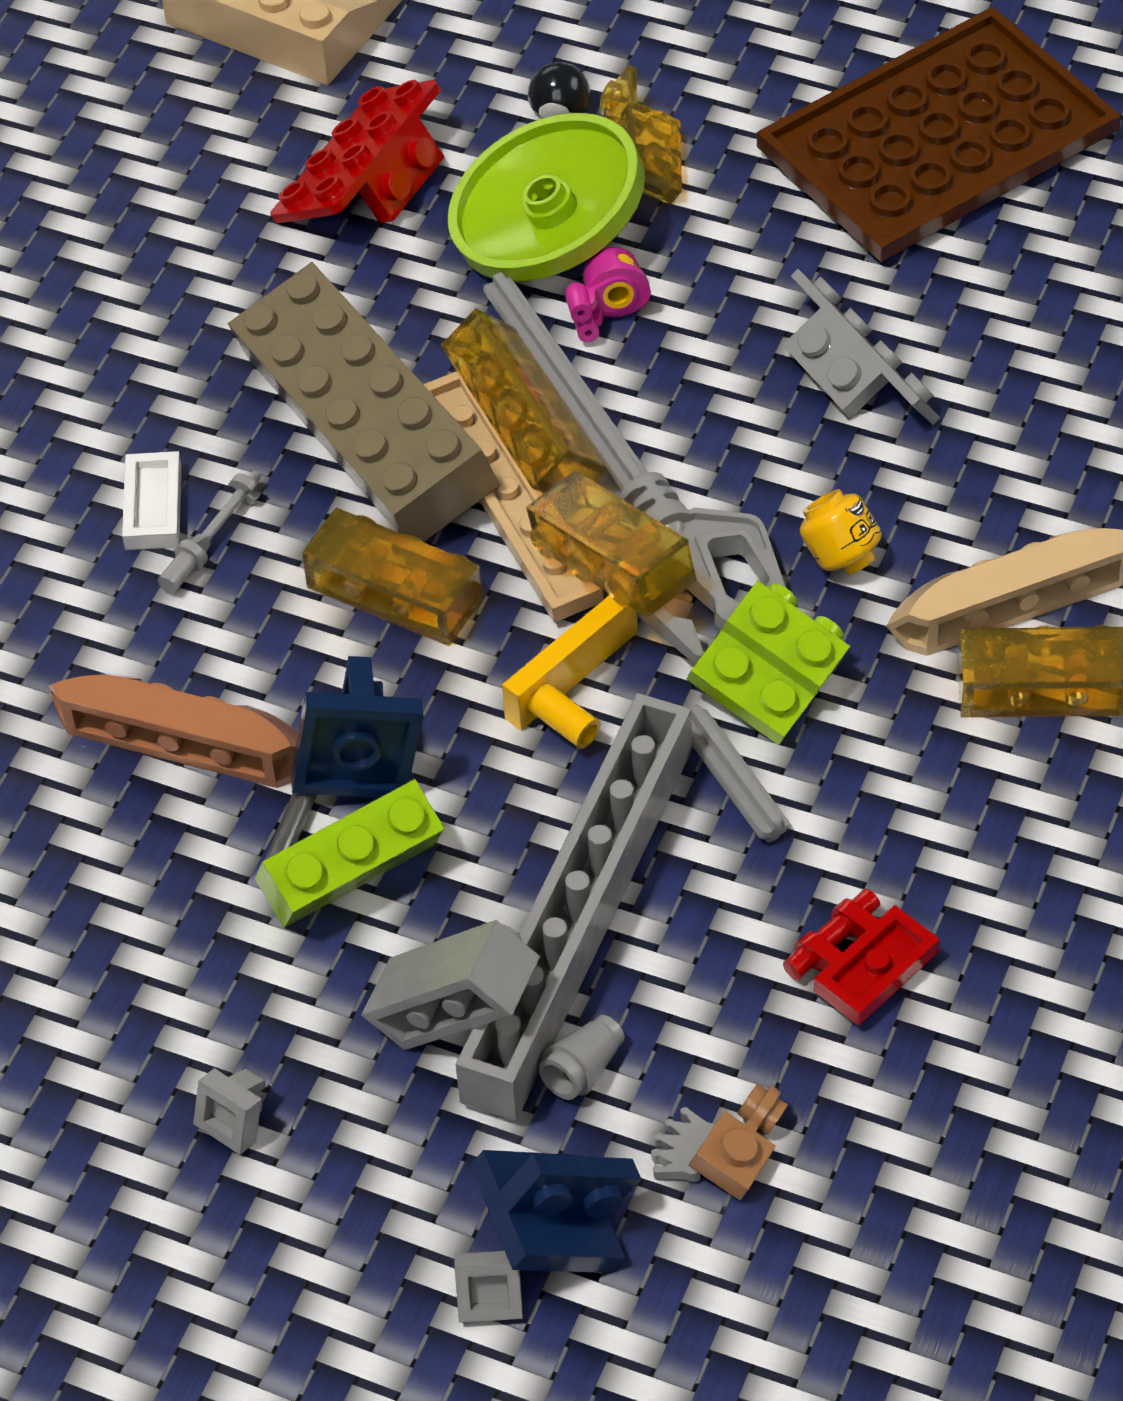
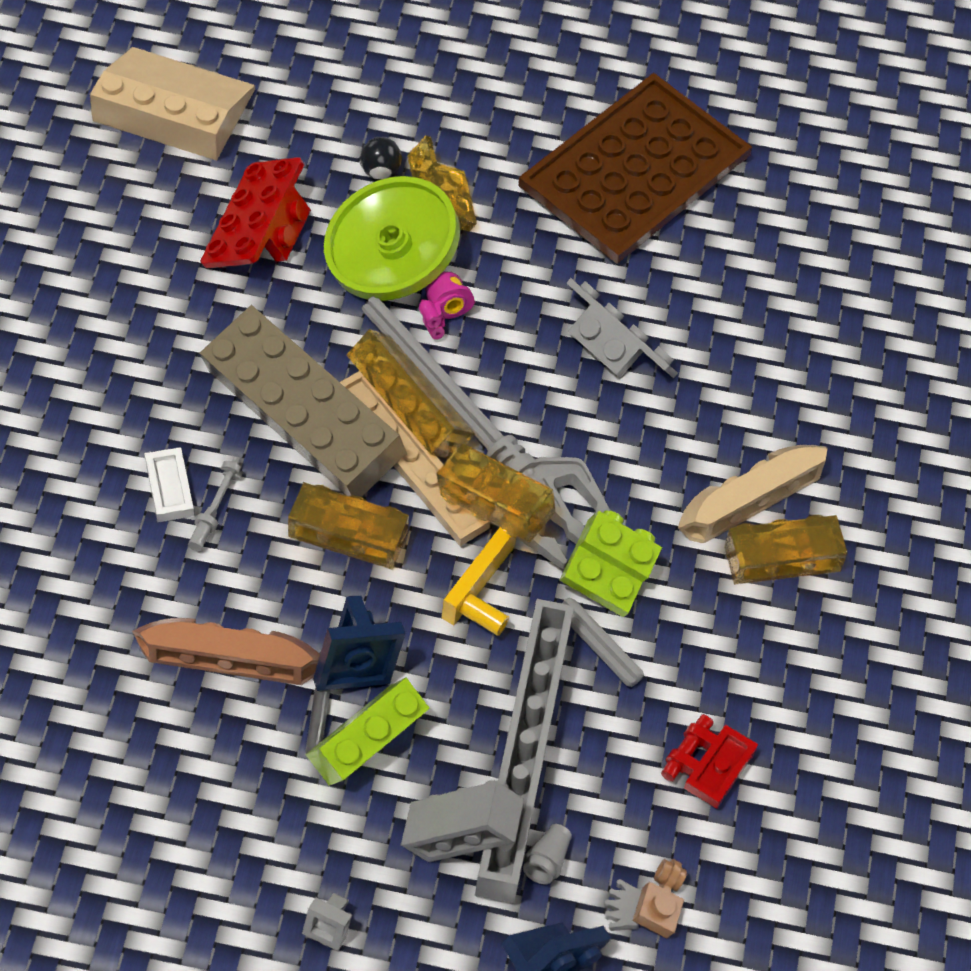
camera: 20 degrees left, 5 degrees up
(840, 532) = (636, 465): yellow head -> none

